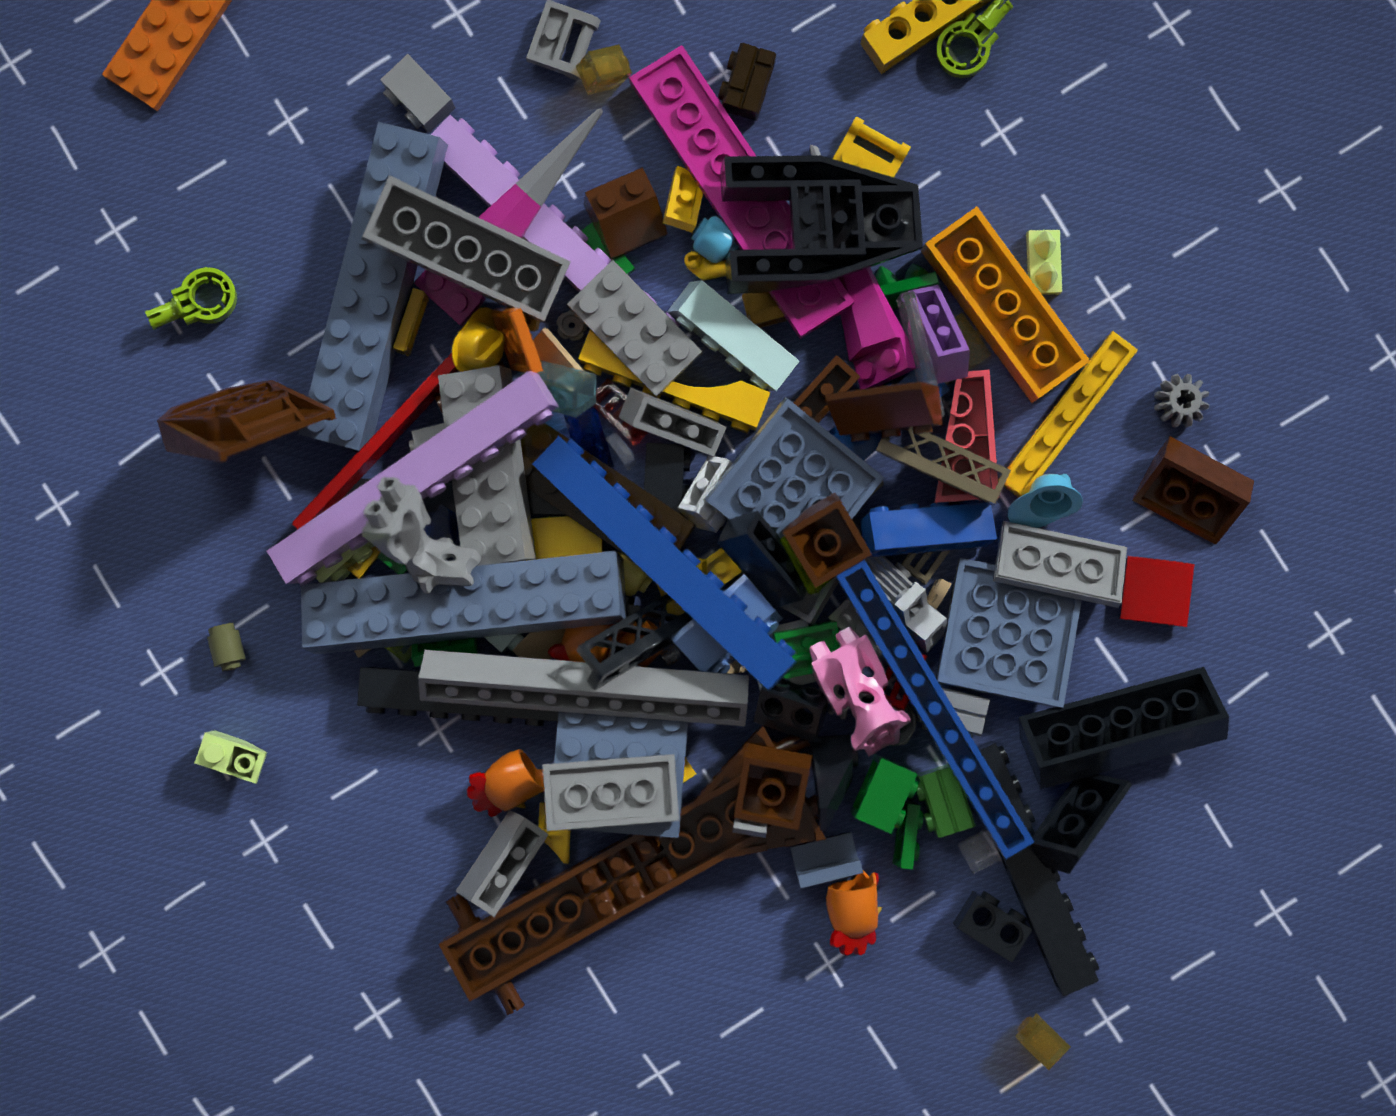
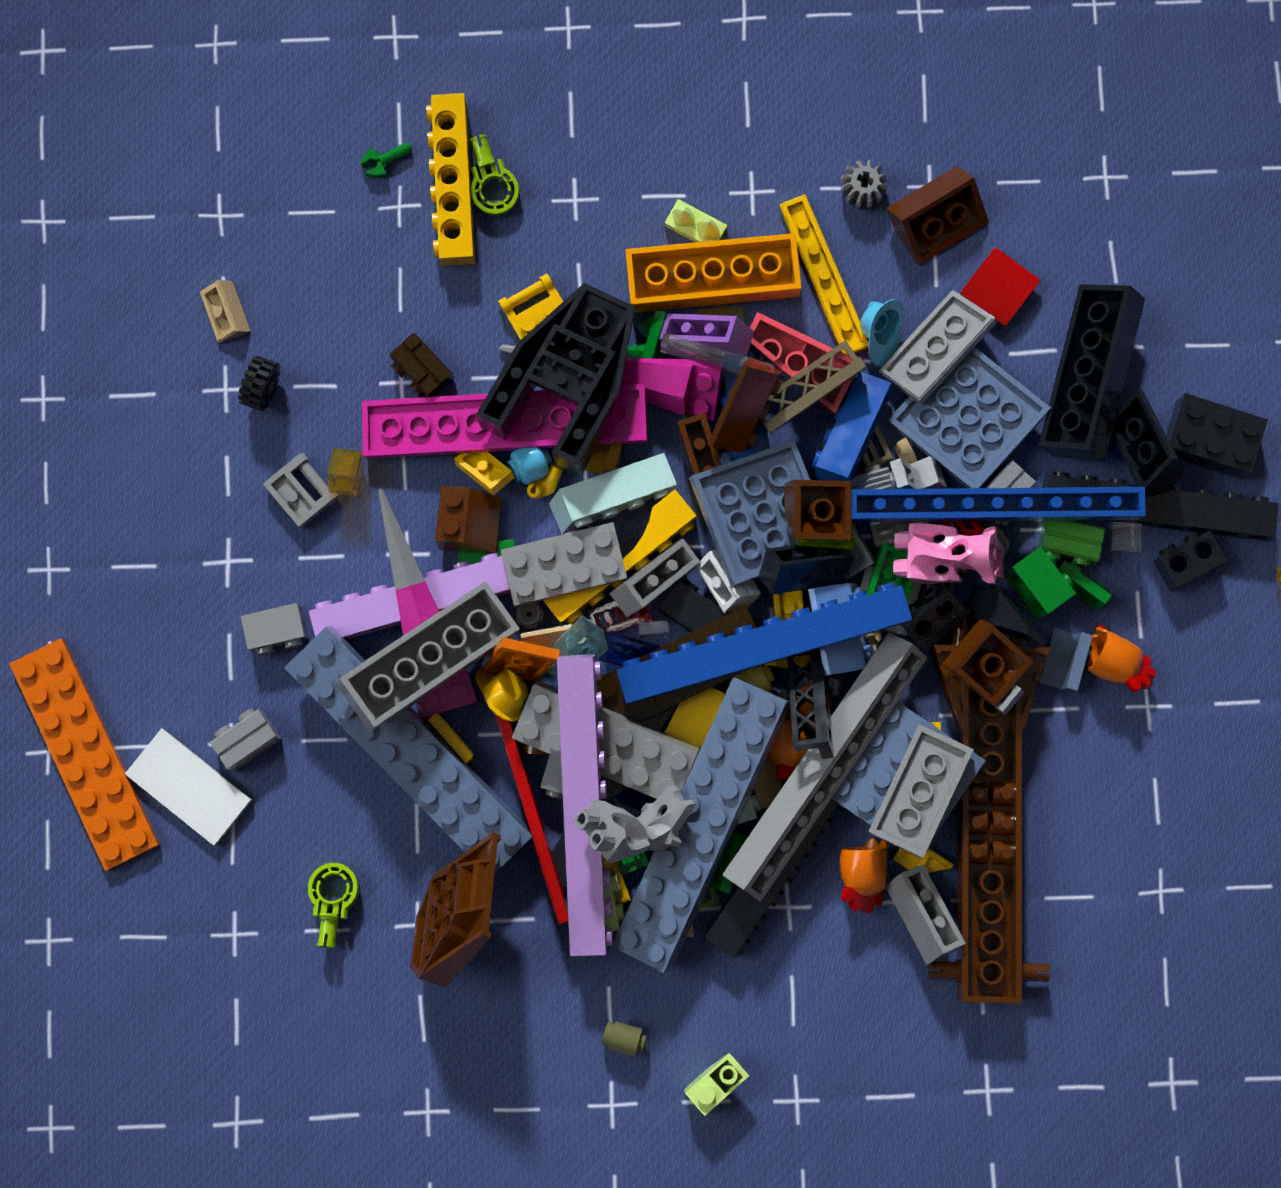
camera: 55 degrees left, 5 degrees down
(224, 104) = (188, 787): none -> white tile
(296, 129) = (245, 739): none -> light grey brick
(1130, 882) = (1215, 435): none -> black brick

